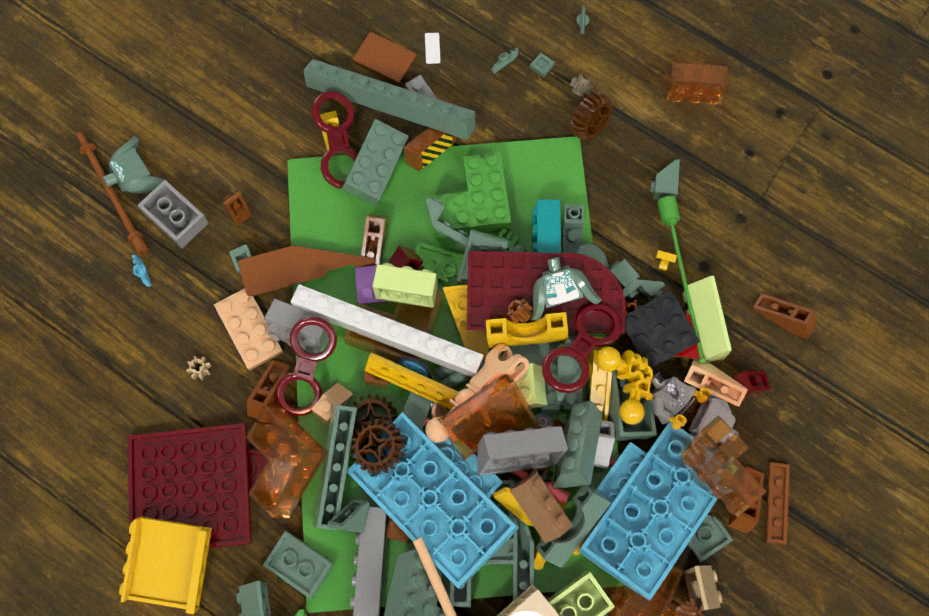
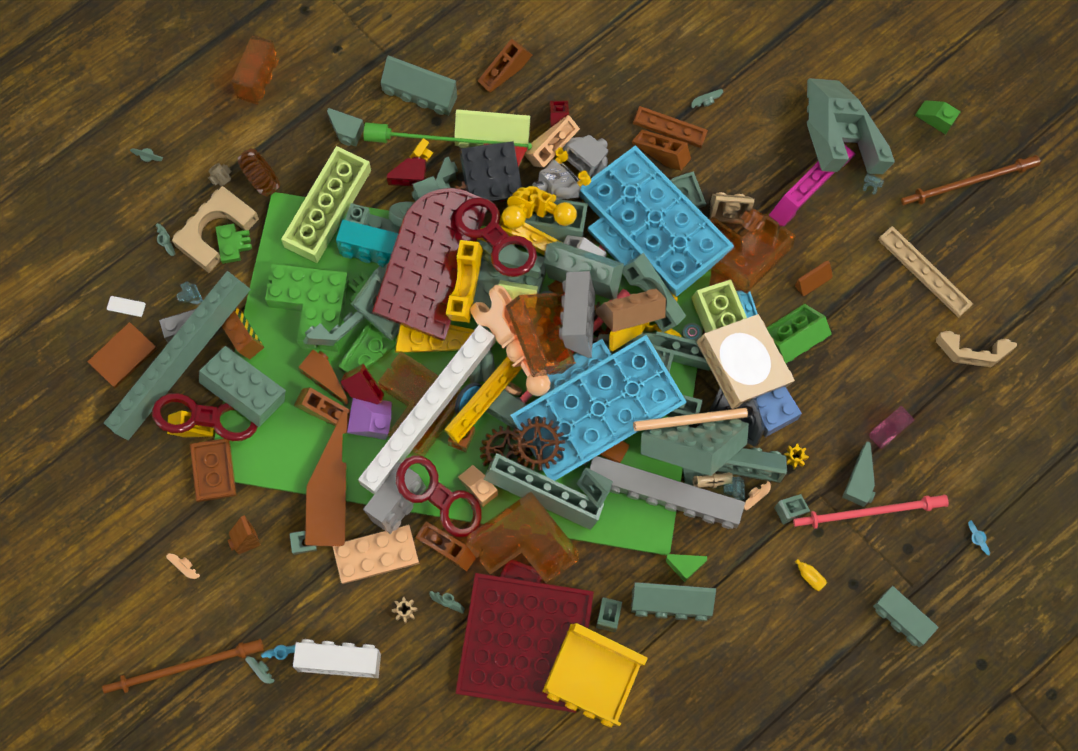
camera: 80 degrees left, 0 degrees up
(121, 257) = (260, 669): none -> sand green piece
(129, 170) = (168, 640): sand green torso -> none
(137, 319) = (337, 660): none -> white brick
(173, 214) = (231, 603): light grey brick -> none
(201, 166) = (183, 565): none -> light nougat piece
(216, 405) = (447, 600): none -> sand green piece
(232, 565) = (609, 615): none -> sand green slope
(293, 163) = (213, 470): none -> dark orange tile
(298, 564) = (623, 552): sand green tile -> none
(405, 285) = (388, 379): yellowish green brick -> none
(407, 231) = (319, 370): none -> dark orange slope
(457, 95) = (189, 294): none -> clear light blue tile
(511, 79) = (221, 205): none -> tan arch
(518, 116) = (232, 242): none -> bright green hinge
(519, 311) = (449, 284): dark orange gear -> none
(542, 65) = (182, 206): sand green tile -> none
(548, 580) = (692, 331): none -> sand green tile
(560, 286) = (433, 239): sand green torso -> none
(578, 184) = (326, 204): none -> yellowish green brick
(638, 253) = (408, 172): none -> dark red slope
(720, 467) = (638, 154): clear orange piece -> none
(732, 237) = (418, 86): none -> sand green slope
(822, 535) = (707, 99): none -> sand green piece

